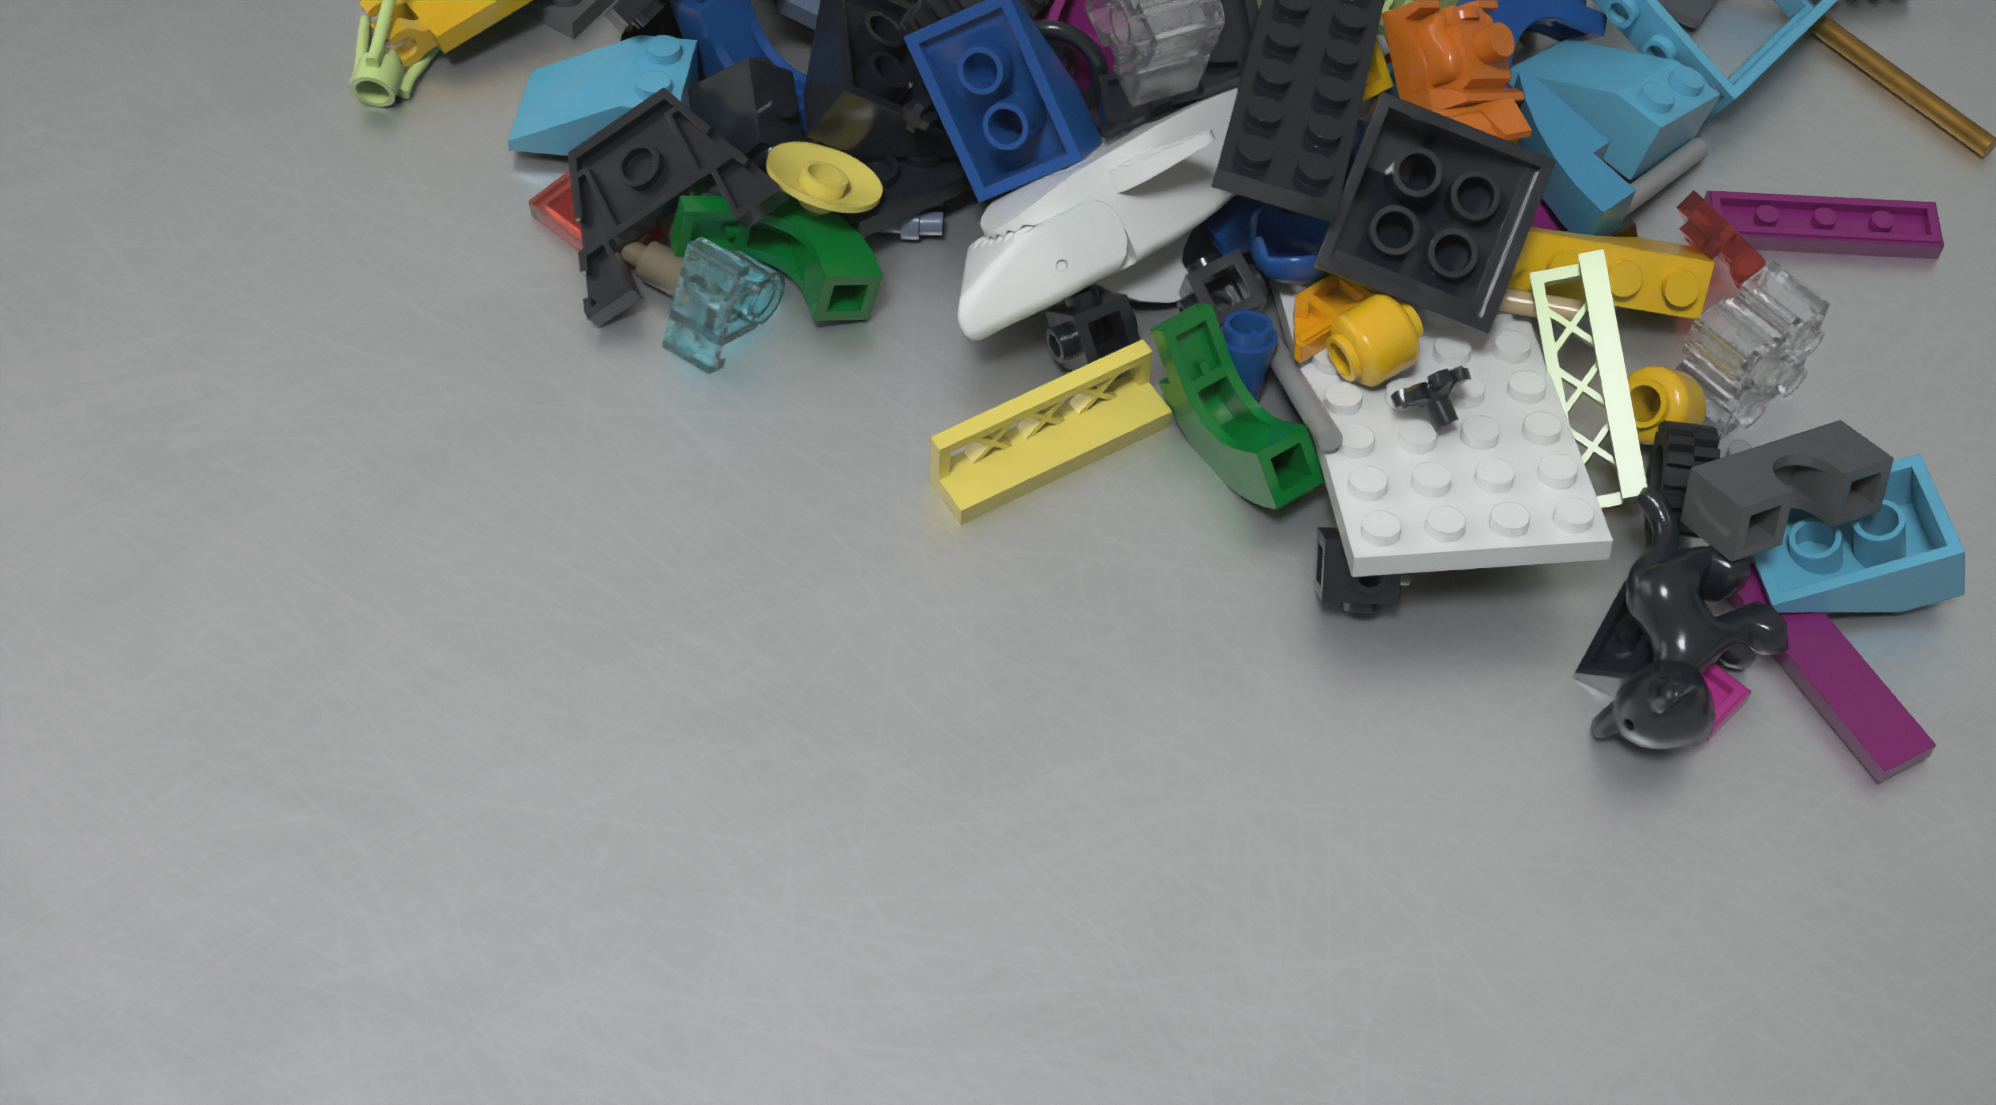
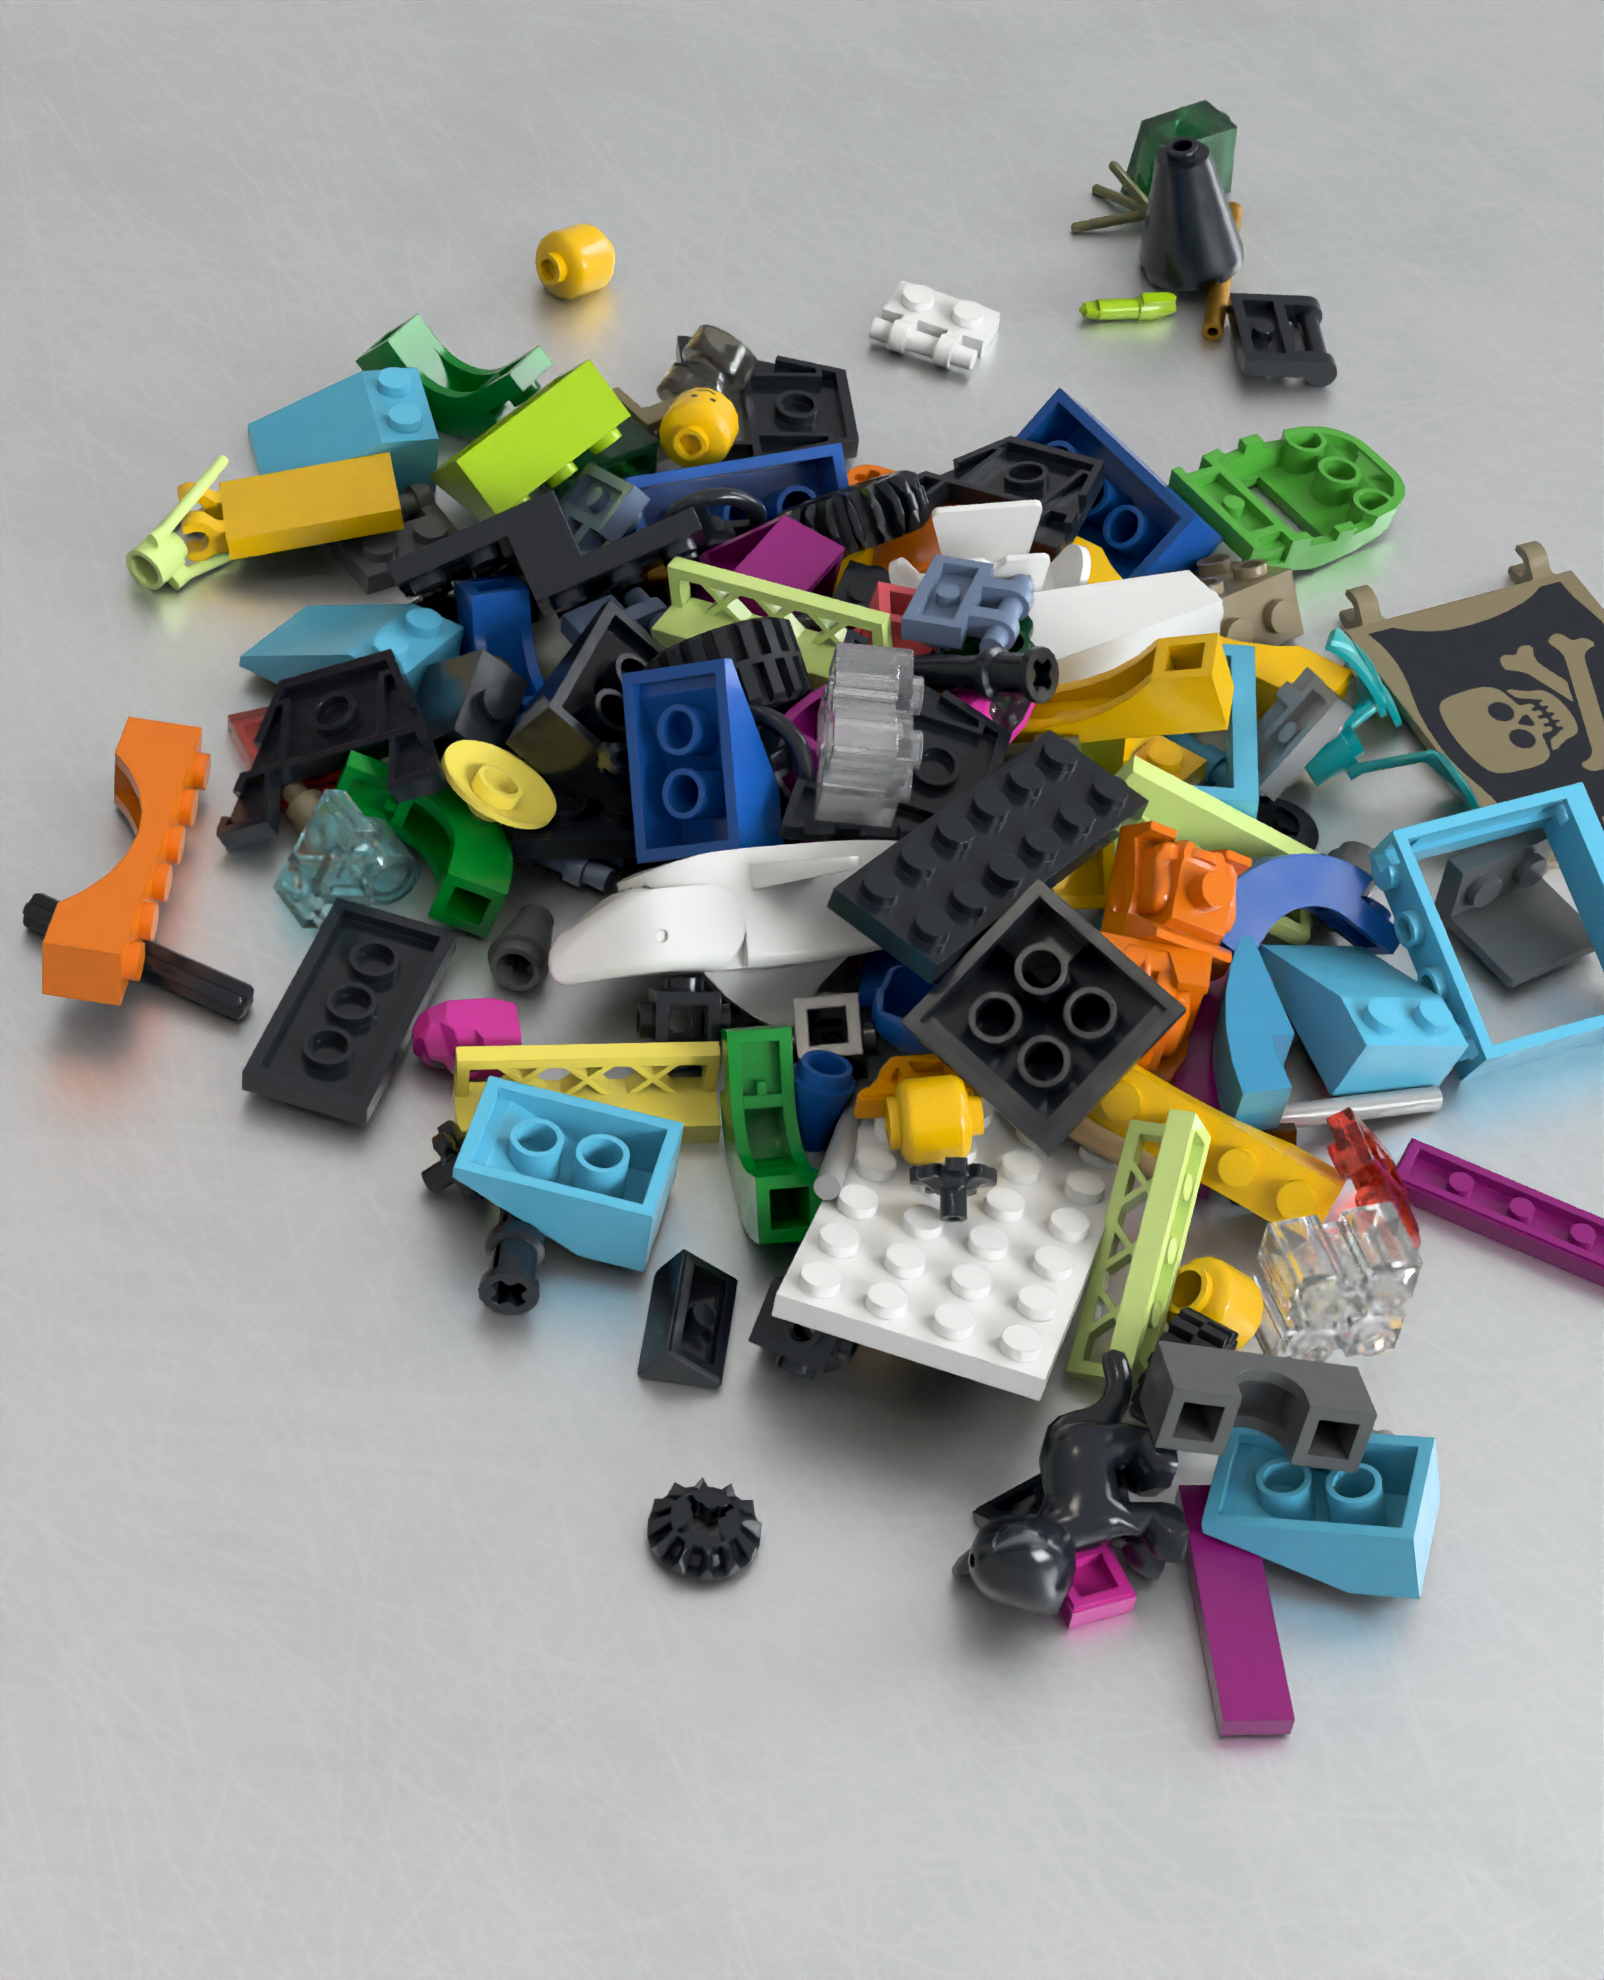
camera: 20 degrees right, 10 degrees down
(555, 454) = (100, 932): none -> orange arch
(585, 461) = (167, 968): none -> black axle
(803, 438) = (349, 1011): none -> black plate
(912, 317) = (523, 949): none -> dark grey cone
(916, 413) = (464, 1024): none -> dark pink rock
(981, 543) = (447, 1145): none -> black plant
(1072, 594) = (513, 1256): none -> black pin
(1093, 506) = (573, 1168): none -> medium azure slope
(1249, 604) = (688, 1323): none -> black slope
(1391, 812) = (697, 1552): none -> black gear

